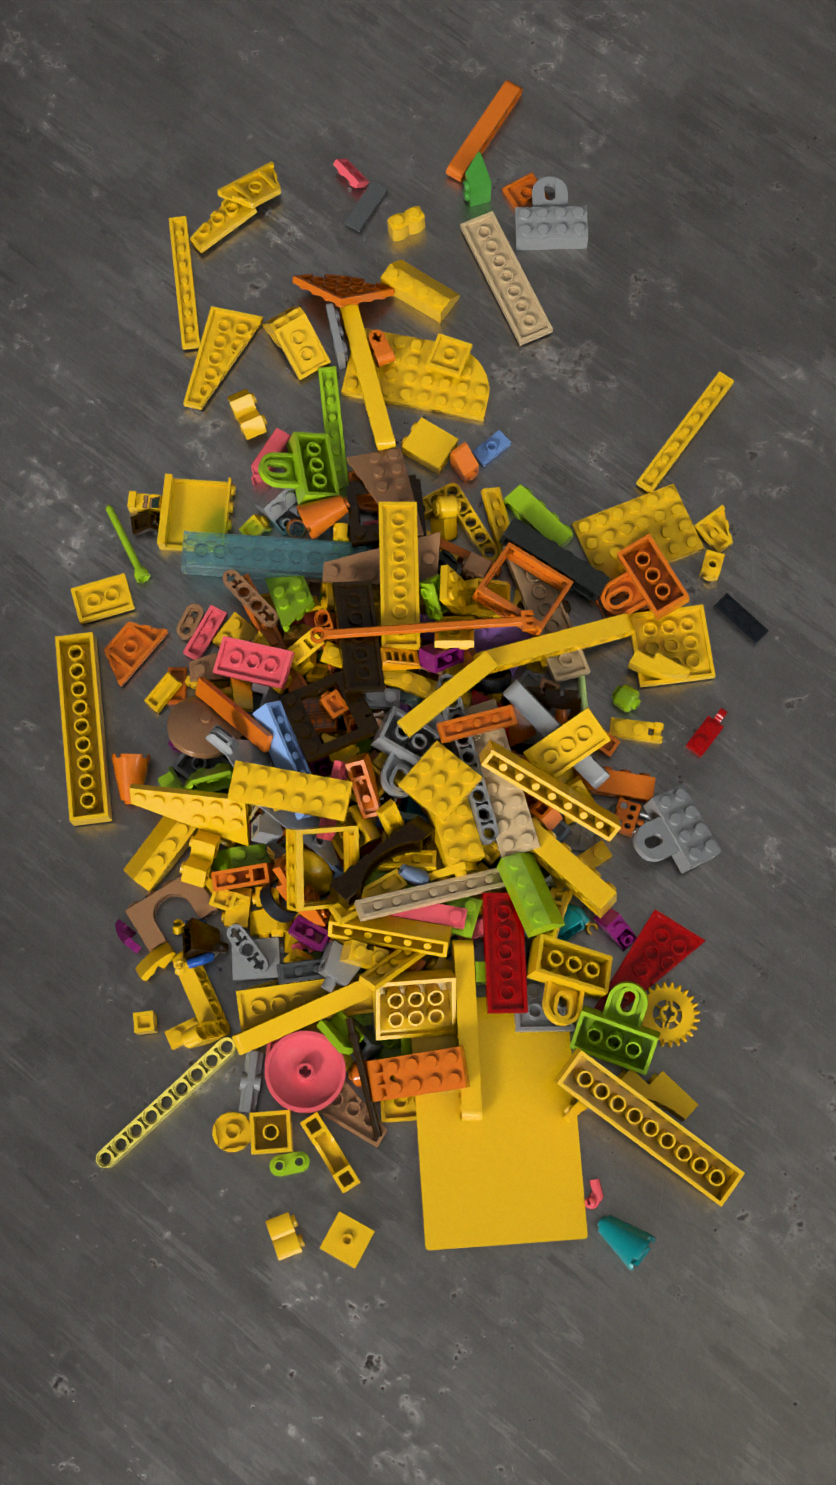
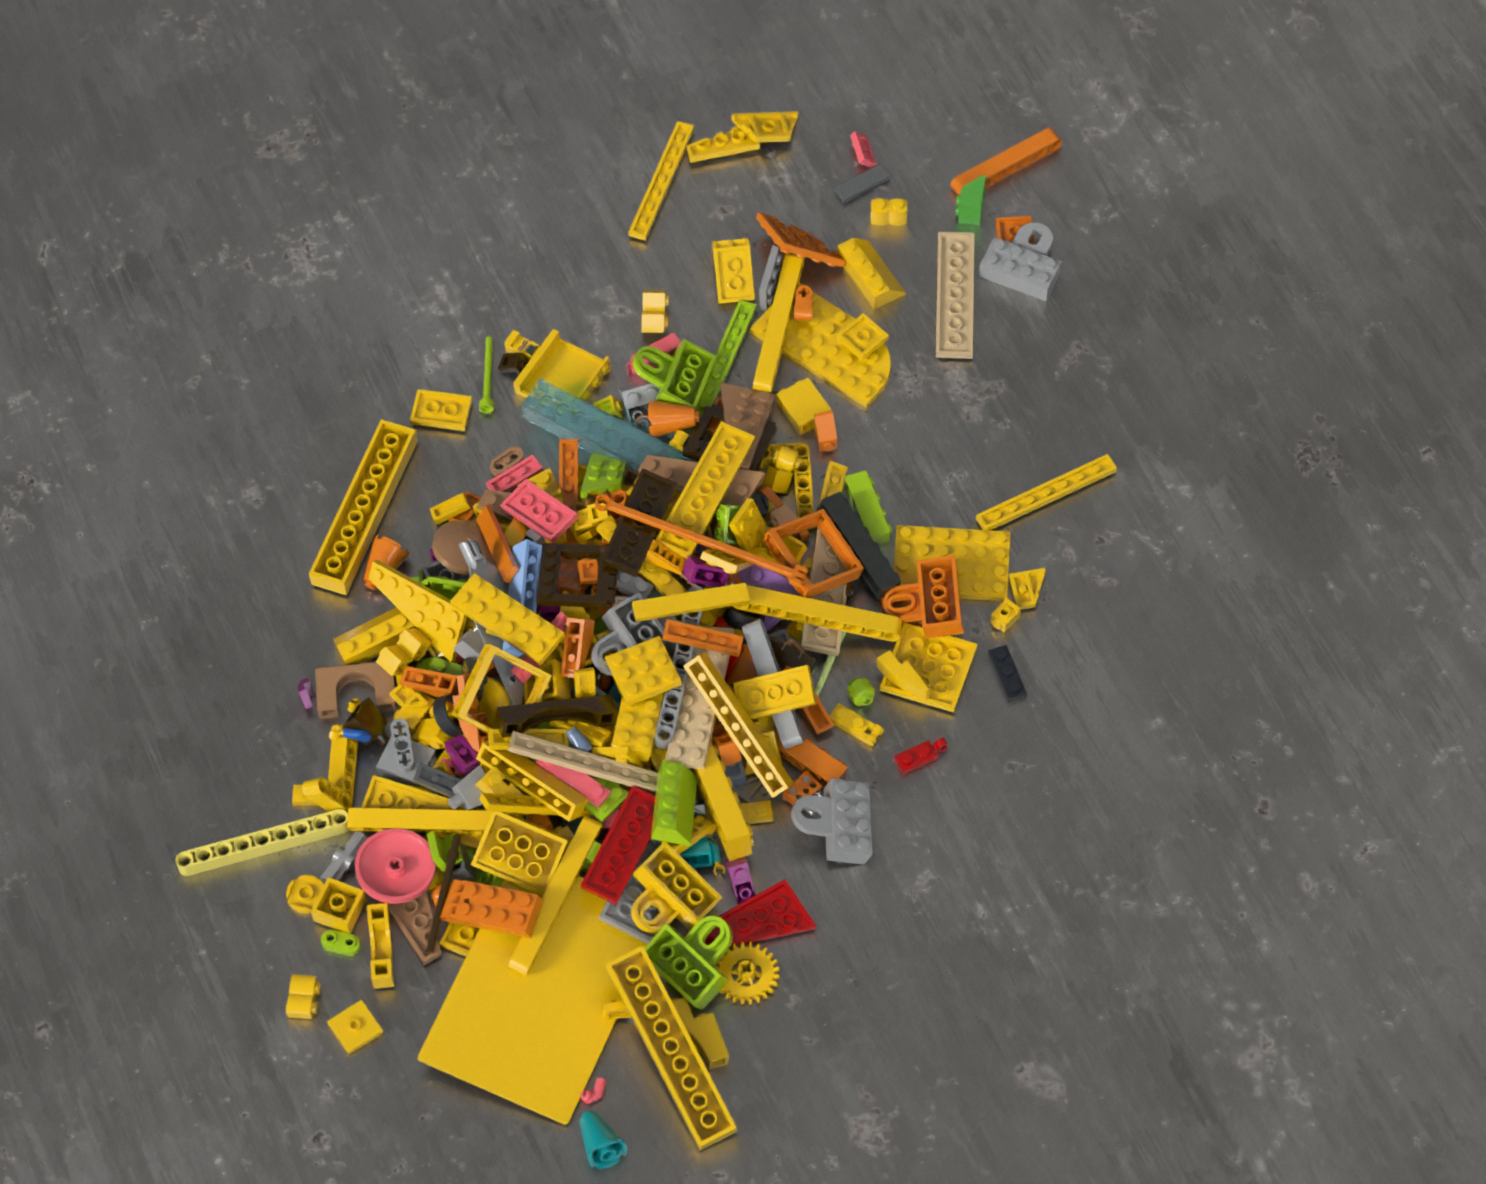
camera: 25 degrees right, 15 degrees down
(132, 648) = (443, 461): orange wing -> none
(145, 1022) = (281, 767): yellow brick -> none
(158, 957) = (324, 721): yellow slope -> none
(221, 344) = (665, 244): yellow wing -> none
(250, 598) = (567, 459): medium nougat beam -> none
(491, 448) = (859, 432): medium blue plate -> none

